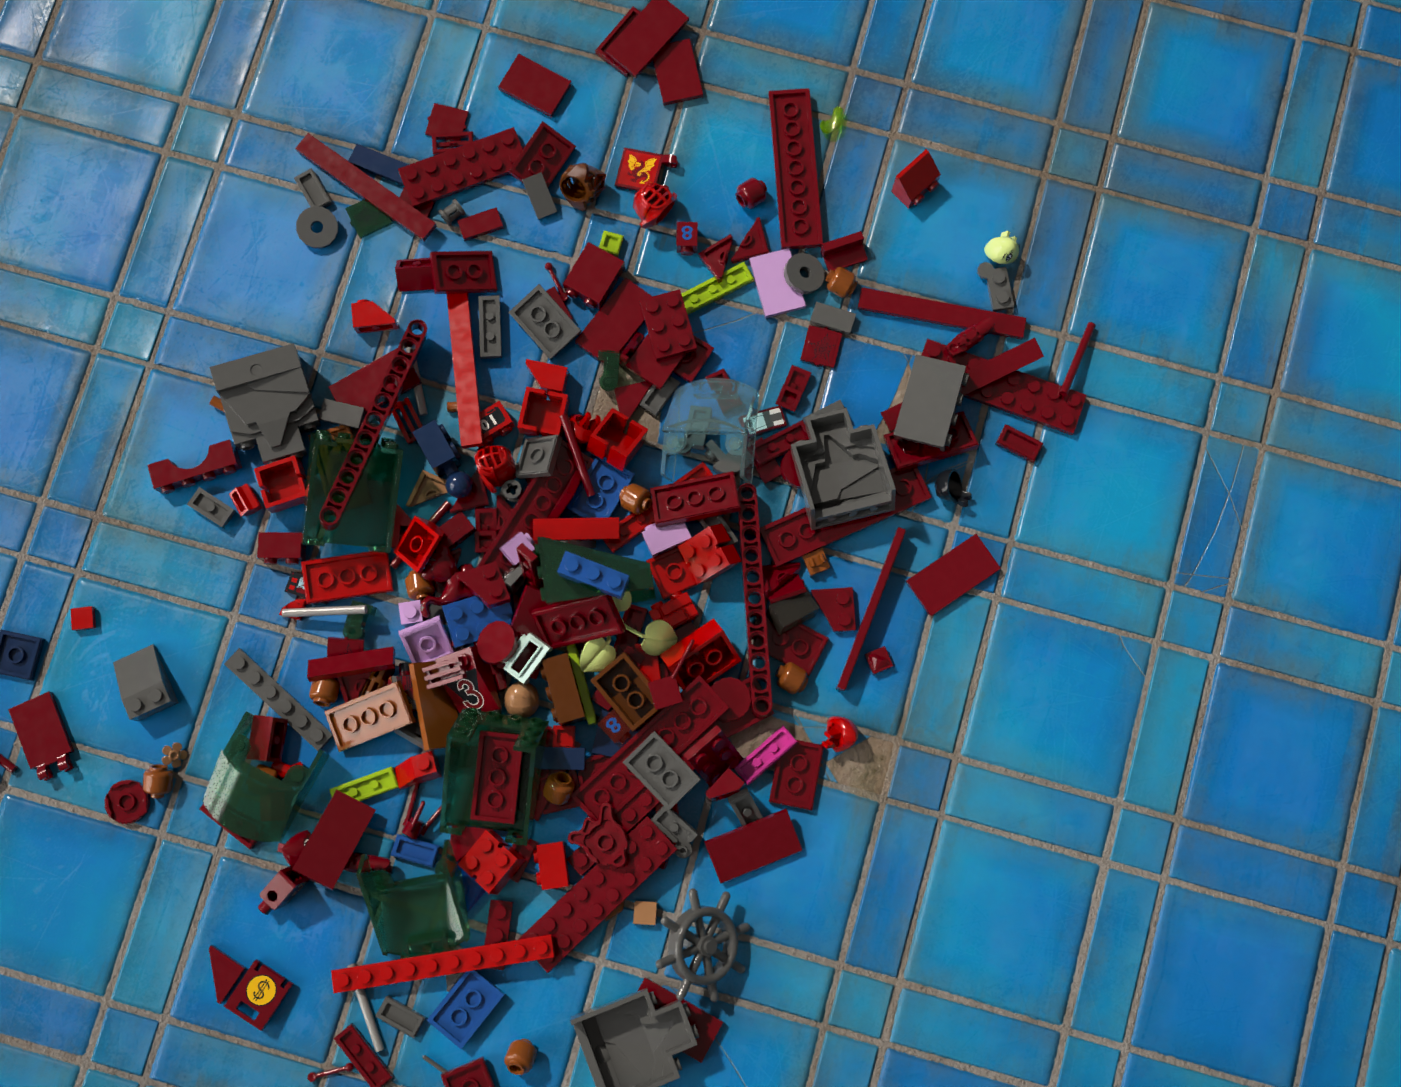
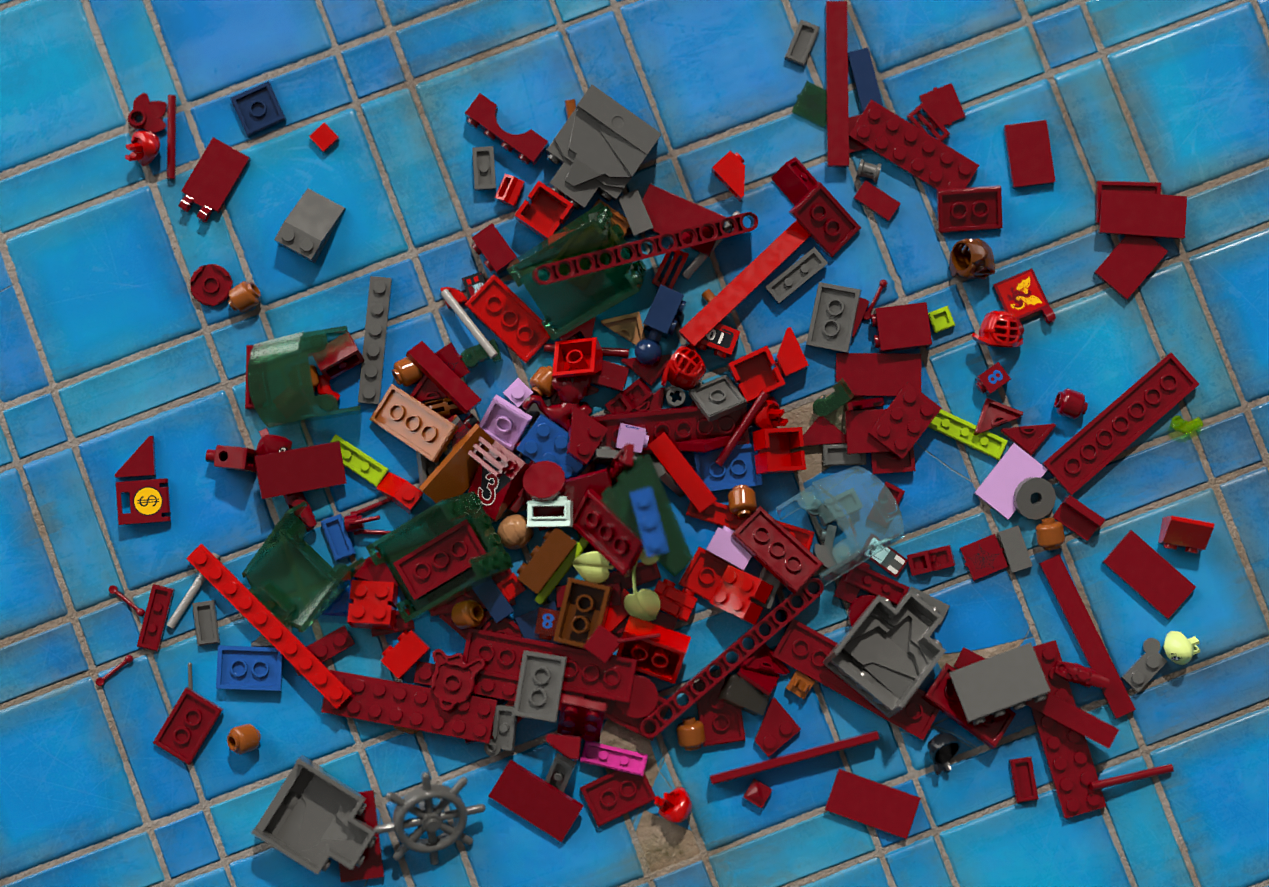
camera: 55 degrees right, 5 degrees up
(173, 755) = (272, 292): medium nougat plant -> none
(308, 218) = (761, 67): dark grey tile -> none
(539, 195) = (936, 231): dark grey tile -> none
(645, 912) = (422, 753): medium nougat tile -> none
(928, 232) = (1149, 574): none -> dark red tile

